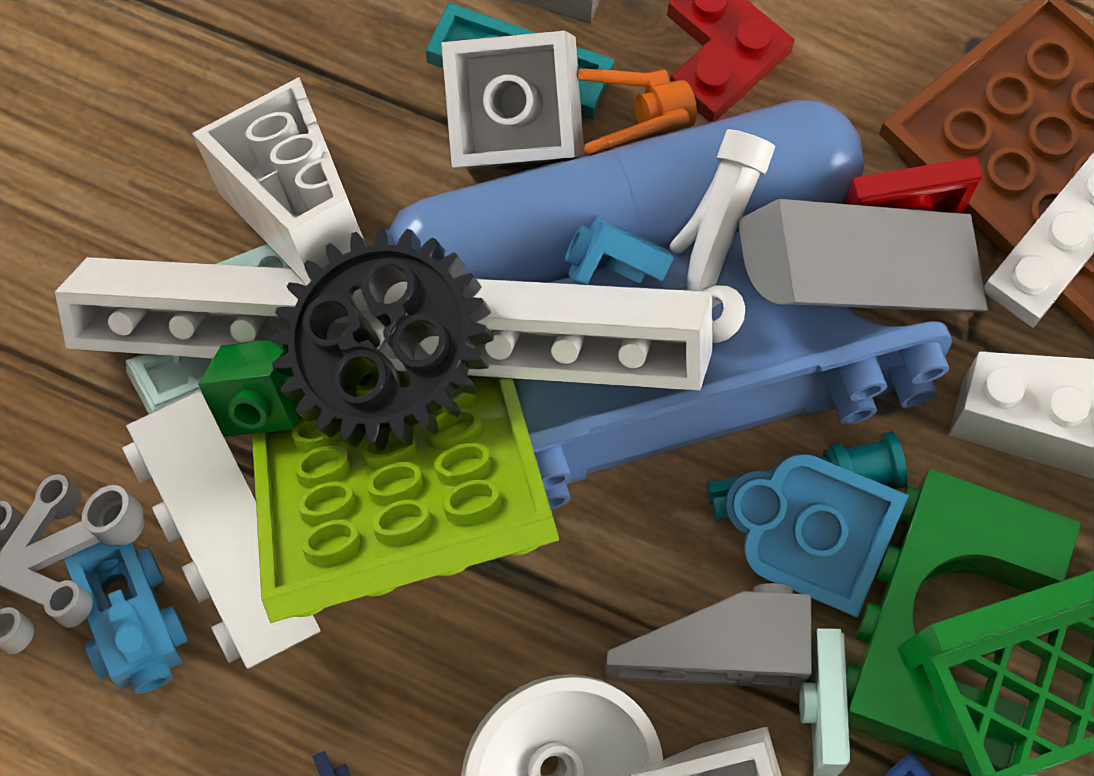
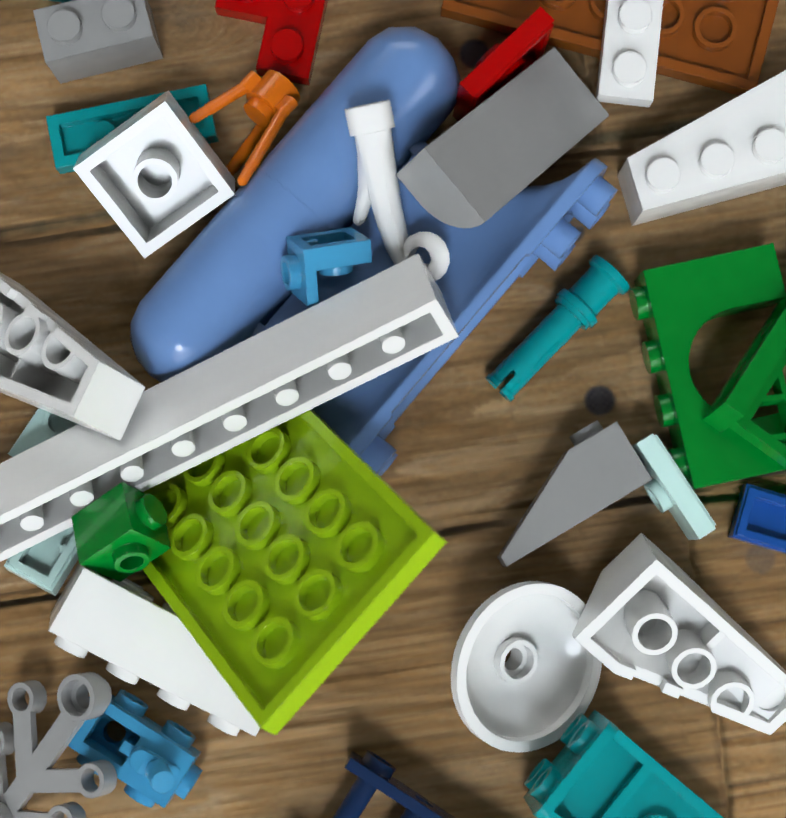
camera: 30 degrees left, 15 degrees up
(434, 304) = (177, 500): black gear -> none
(815, 527) = (587, 364): dark azure plate -> none

